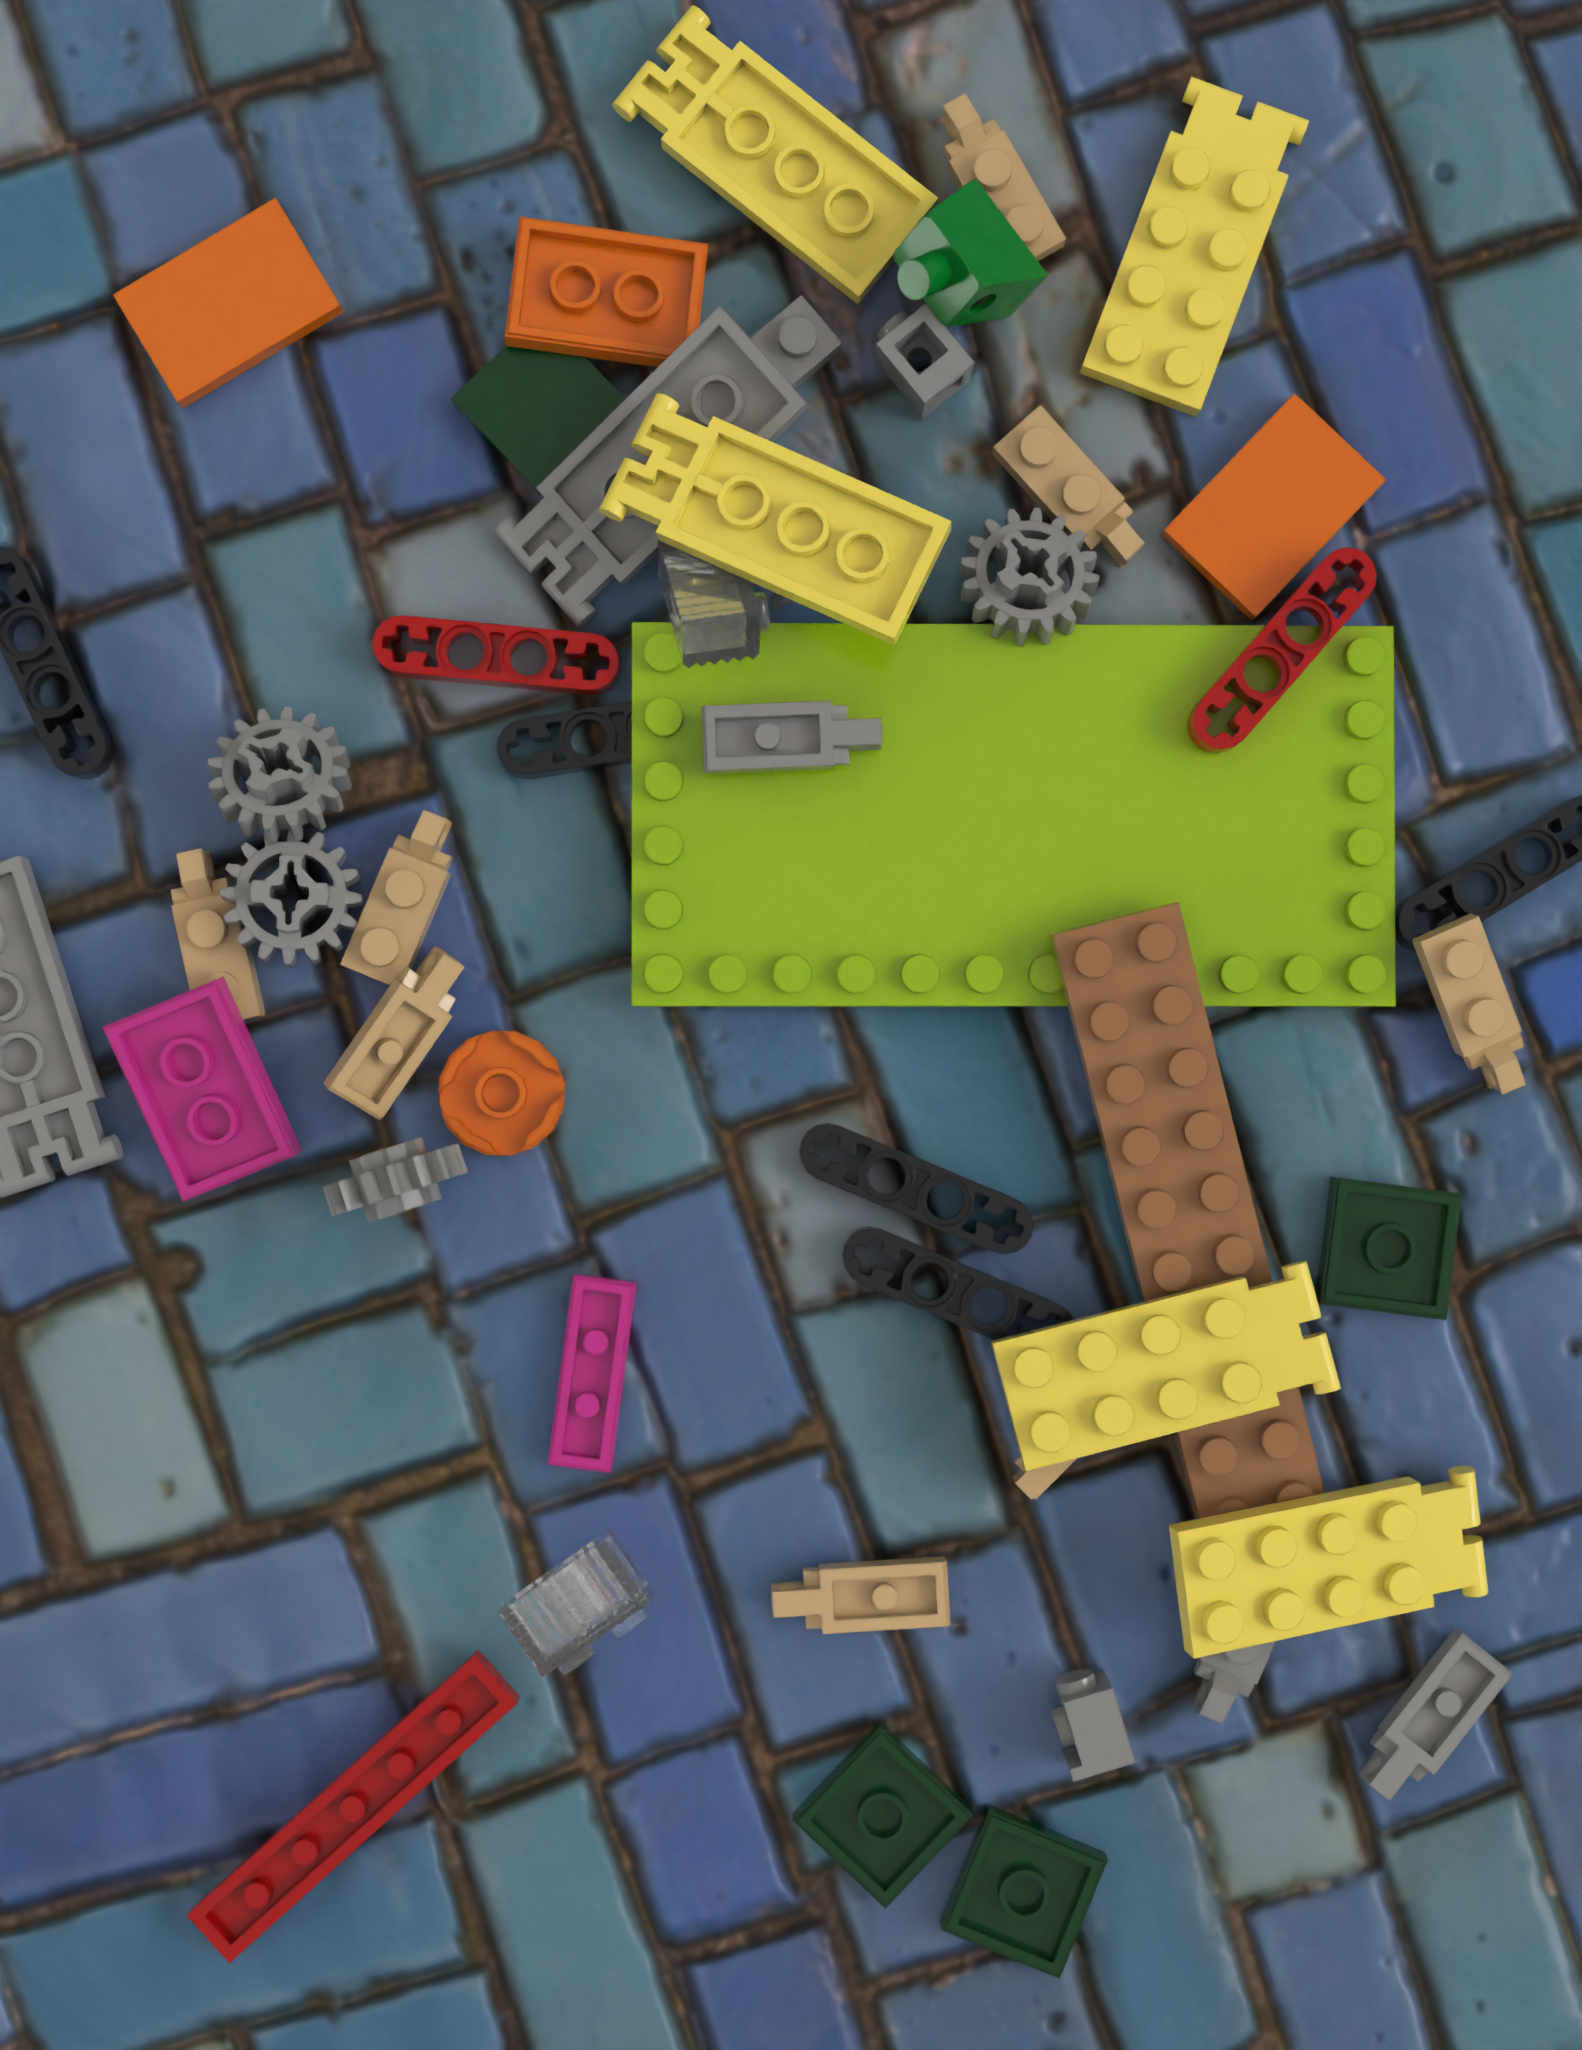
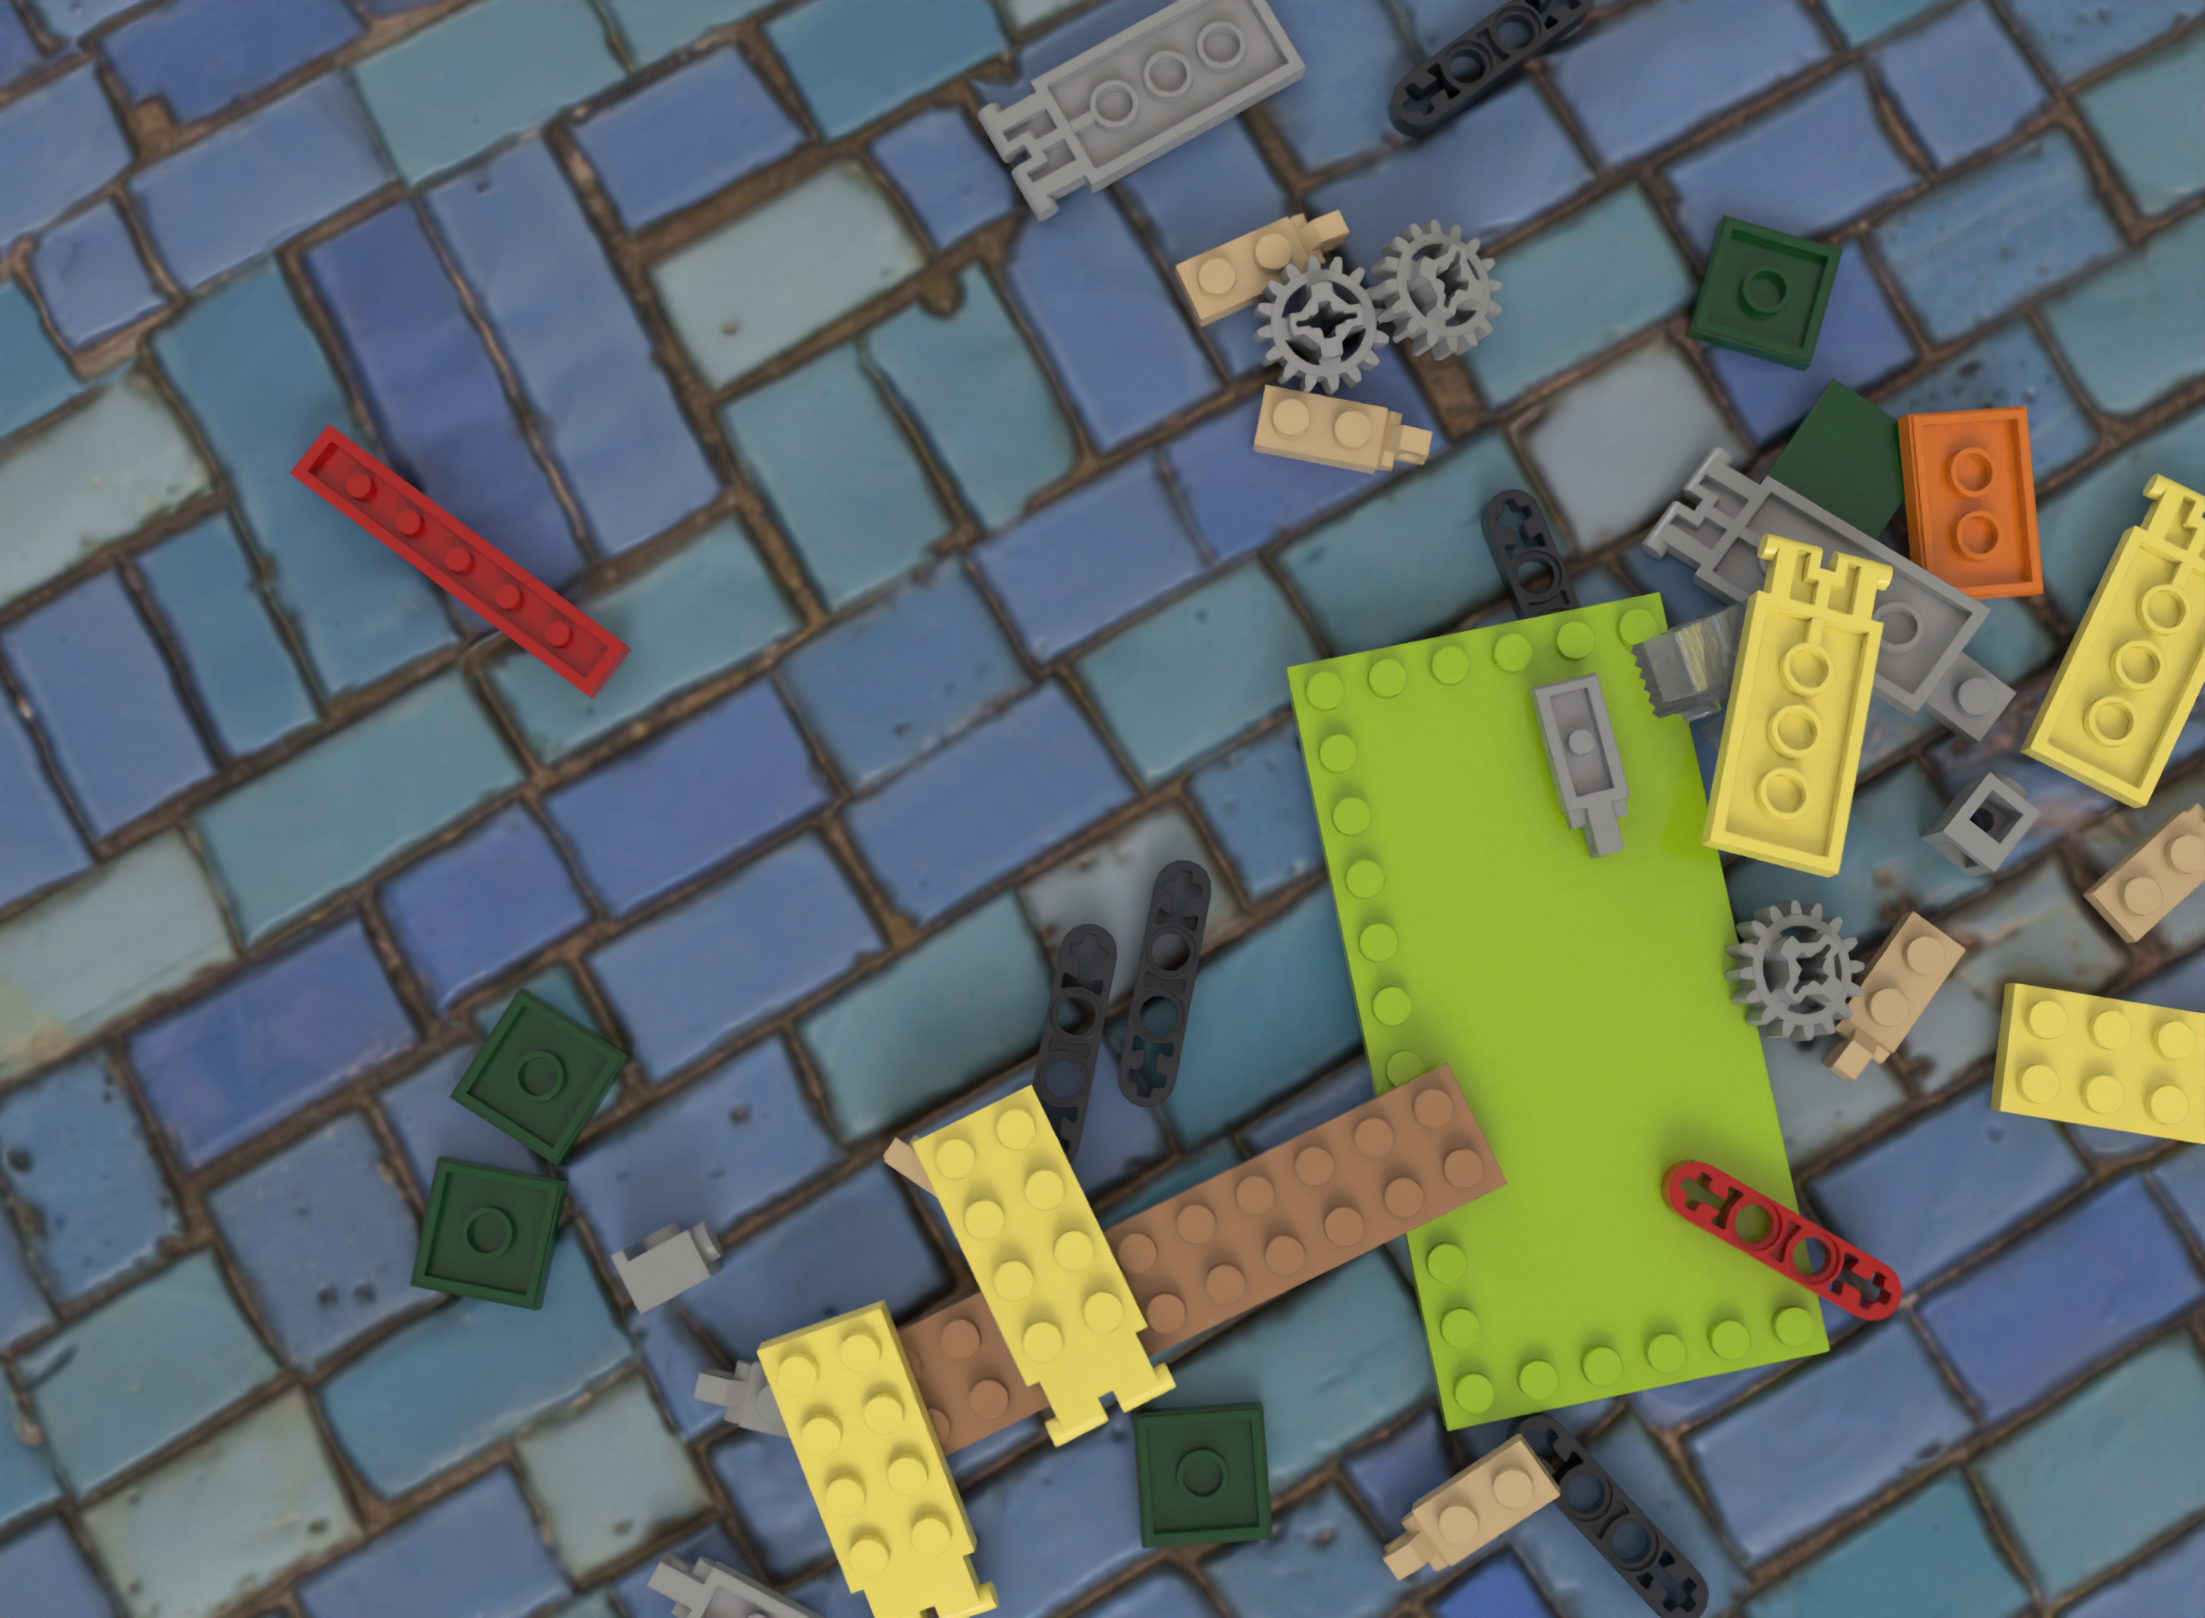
camera: 80 degrees right, 5 degrees down
(202, 1089) = (1120, 280): dark pink tile -> none
(228, 303) = (1873, 154): orange tile -> none
(348, 445) = (1764, 293): none -> dark green tile
(395, 1179) = (1072, 474): light grey gear -> none
(396, 1035) = (1208, 451): tan hinge -> none
(498, 647) = (1602, 473): red beam -> none
(501, 1093) = (1173, 563): orange tile -> none
(577, 1604) = (694, 734): clear brick -> none
(592, 1373) = (919, 705): dark pink tile -> none
(868, 1595) = (754, 1017): tan hinge -> none
(967, 261) = (2092, 845): green torso -> none
(1273, 507) = (1920, 1205): orange tile -> none

